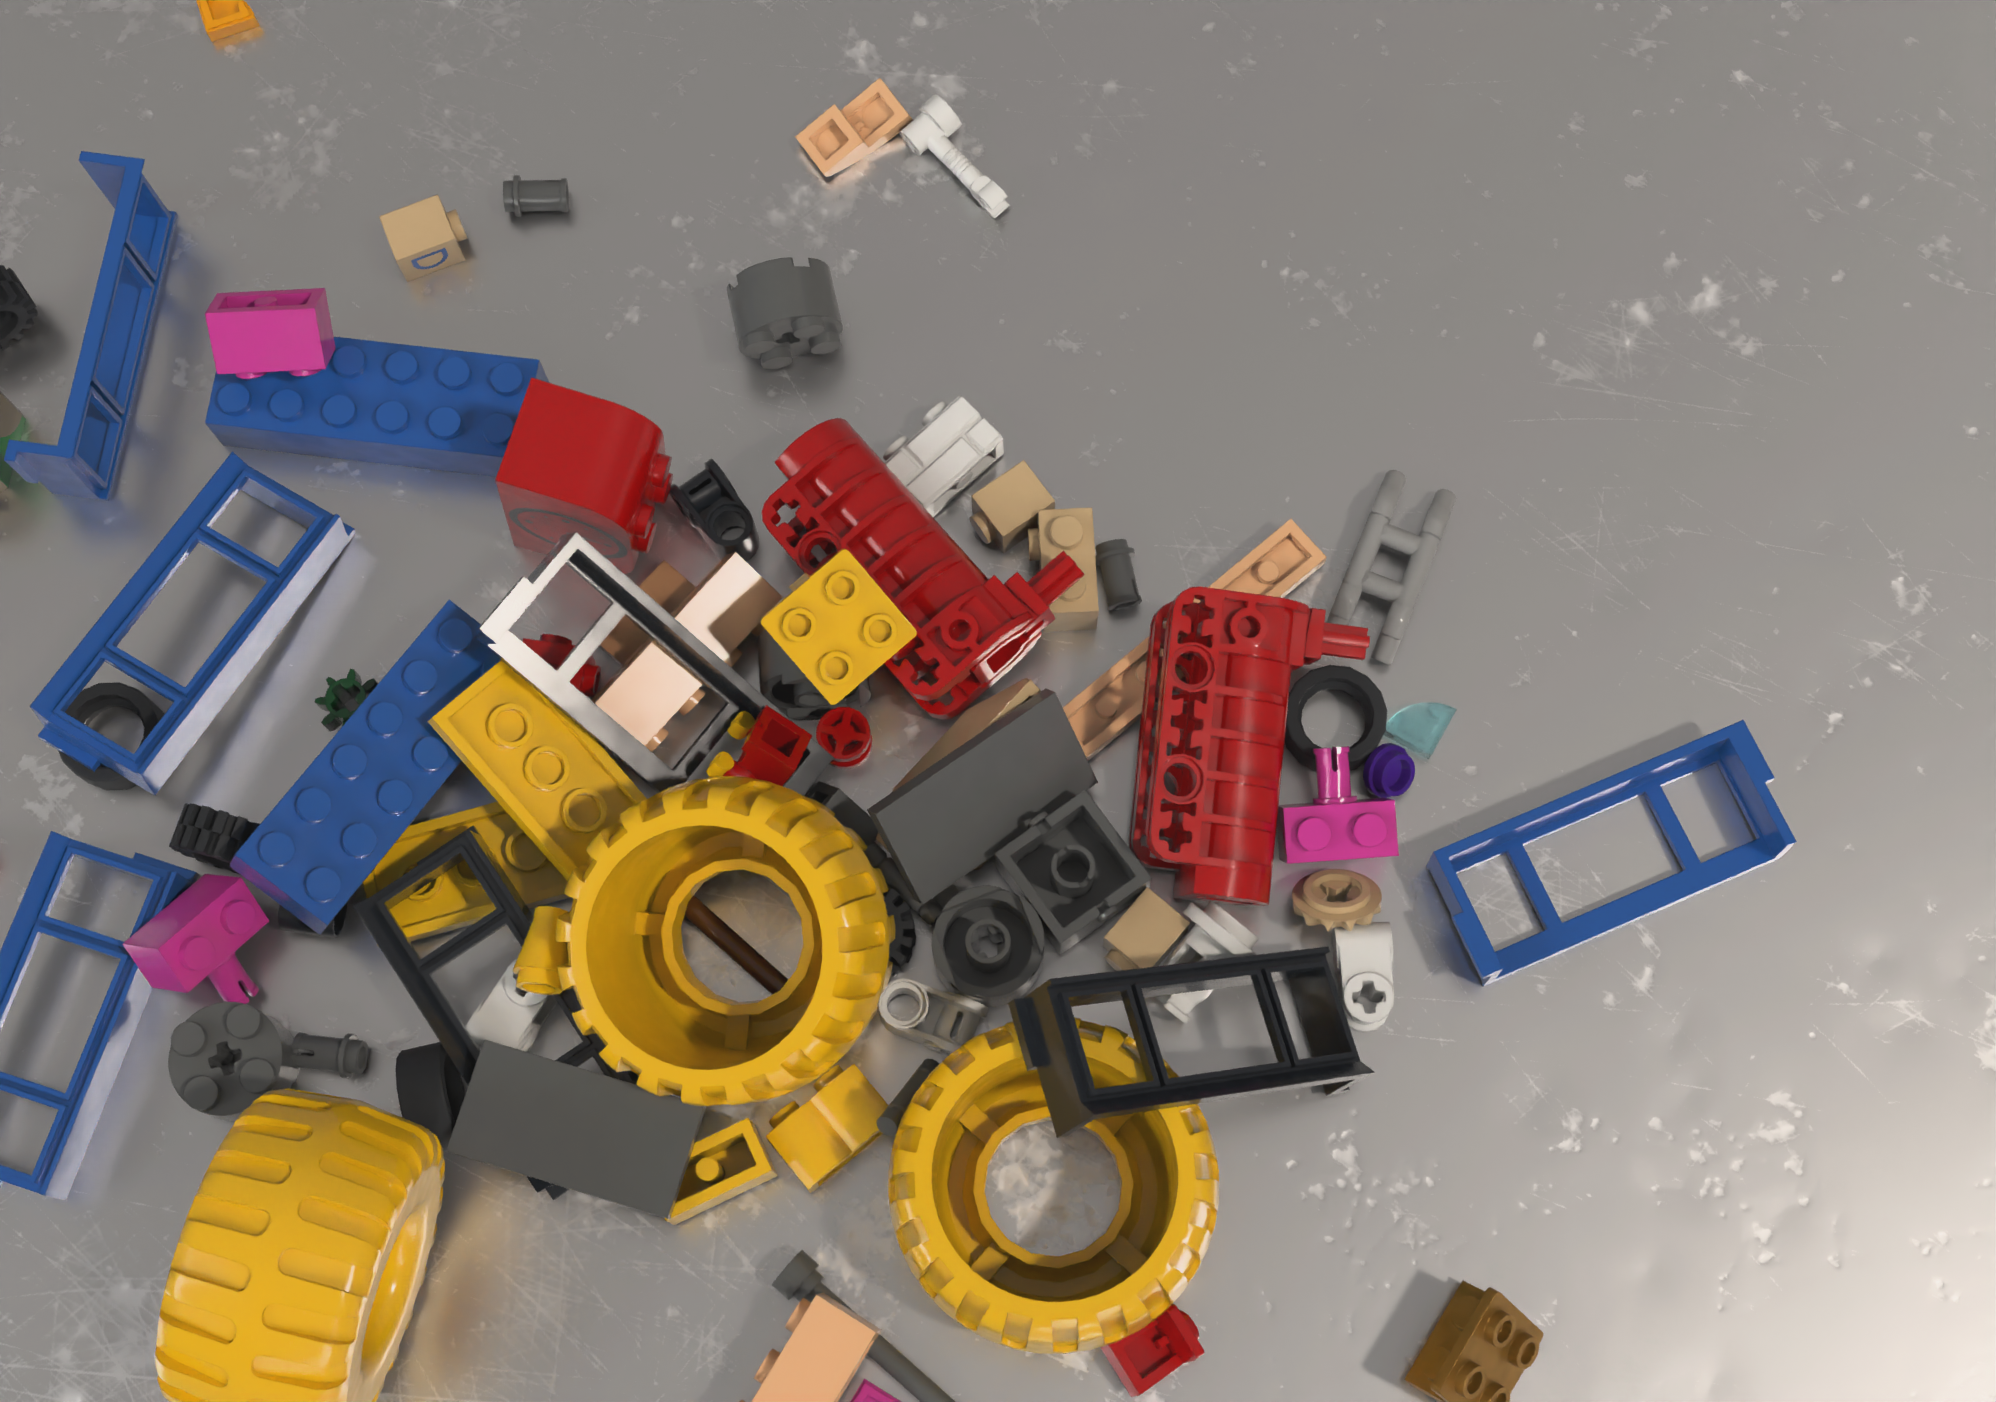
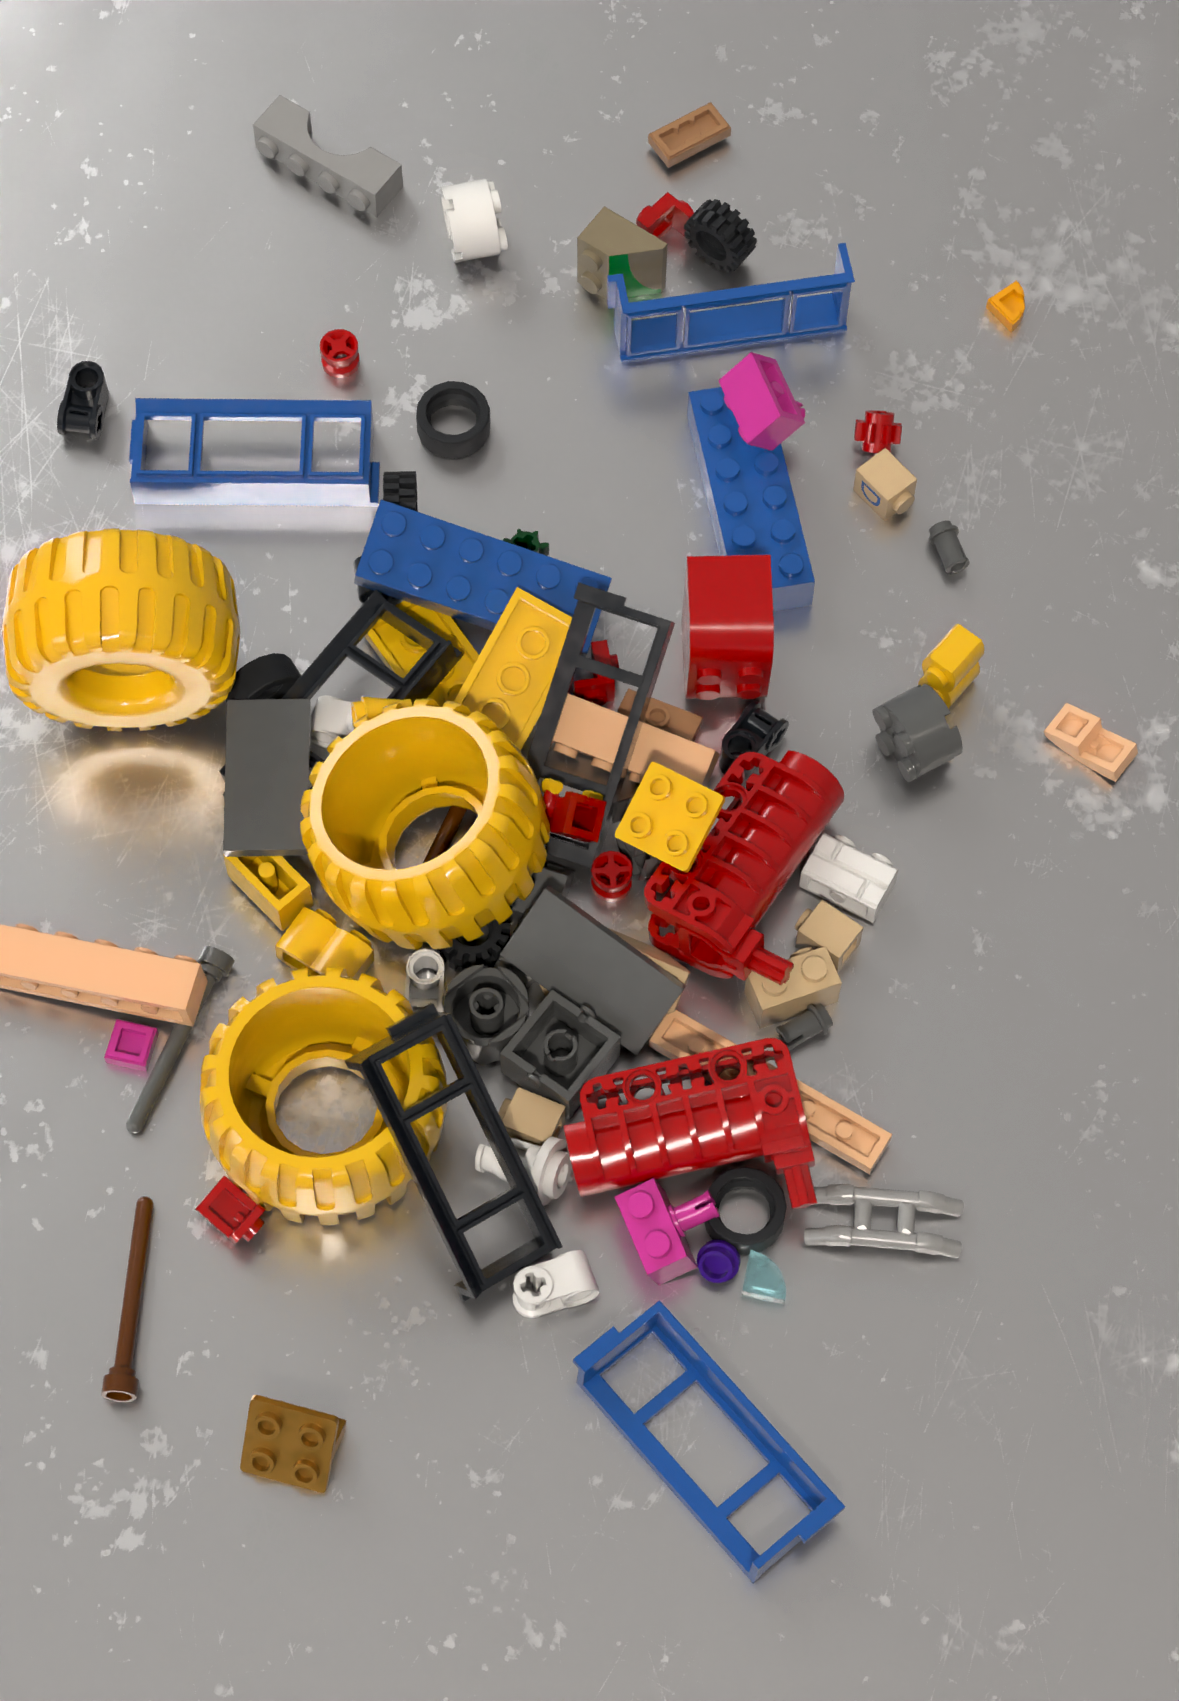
camera: 70 degrees right, 10 degrees down
(200, 938) = (329, 514): dark pink brick -> none
(206, 1046) = (258, 562): dark grey brick -> none
(231, 660) = (534, 468): blue piece -> none
(331, 1054) = (280, 631): dark grey pin -> none
(346, 220) = (877, 431): none -> red gear
(711, 240) = (953, 664): none -> yellow brick
(932, 131) = (1108, 794): white brick -> none
(1336, 899) = (616, 1255): tan gear -> none

